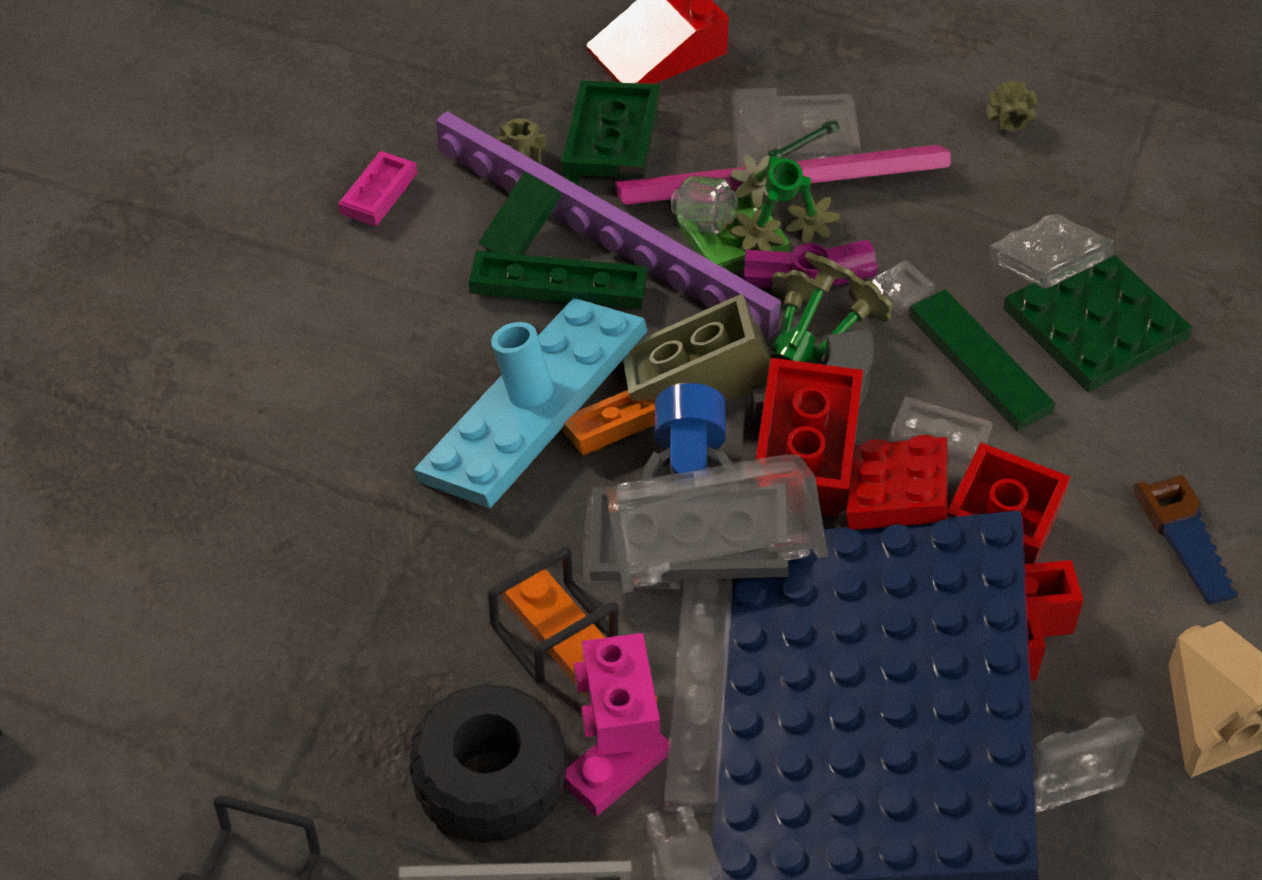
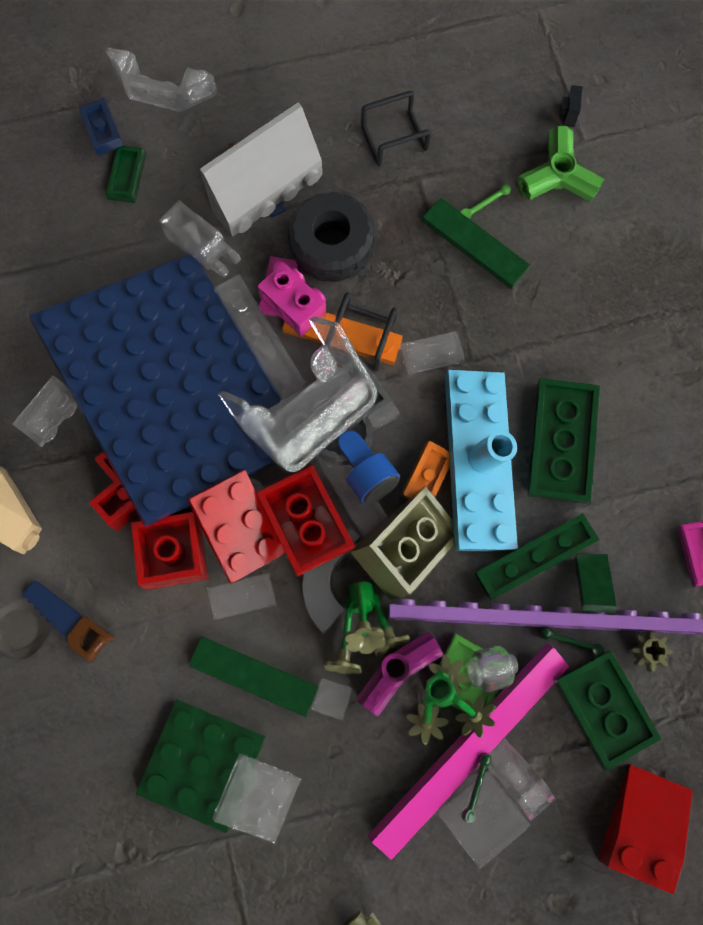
camera: 145 degrees right, 25 degrees up
(69, 671) = (560, 156): none -> bright green piece
(263, 696) = (505, 189): none -> bright green hinge
(292, 649) = (476, 243): none -> dark green tile
(412, 364) = (564, 441): none -> dark green plate
(478, 550) = (432, 352): none -> clear plate

